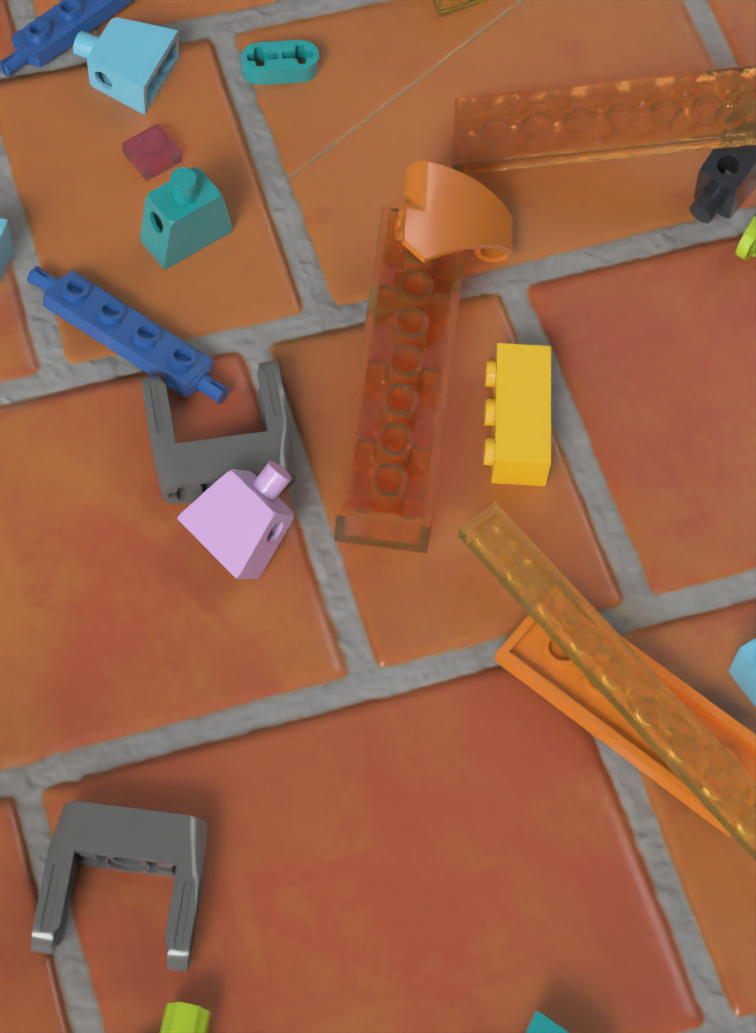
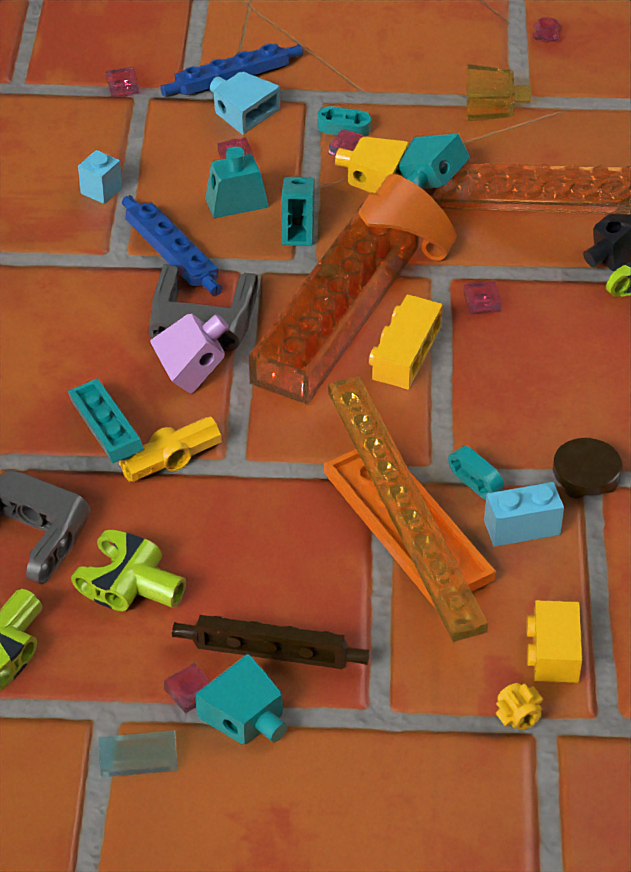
camera: 25 degrees right, 15 degrees down
(173, 675) = (105, 421): none -> teal plate
(275, 689) = (171, 449): none -> yellow piece
(286, 213) = (298, 202): none -> teal torso
(301, 100) = (345, 140): none -> clear pink plate
(313, 919) = (129, 575): none -> lime connector
(355, 128) = (371, 161): none -> yellow torso
(436, 108) = (433, 160): none -> teal torso
(565, 964) = (271, 642): none -> dark brown plate
(586, 312) = (482, 297): none -> clear pink plate
(695, 603) = (475, 471): none -> teal beam

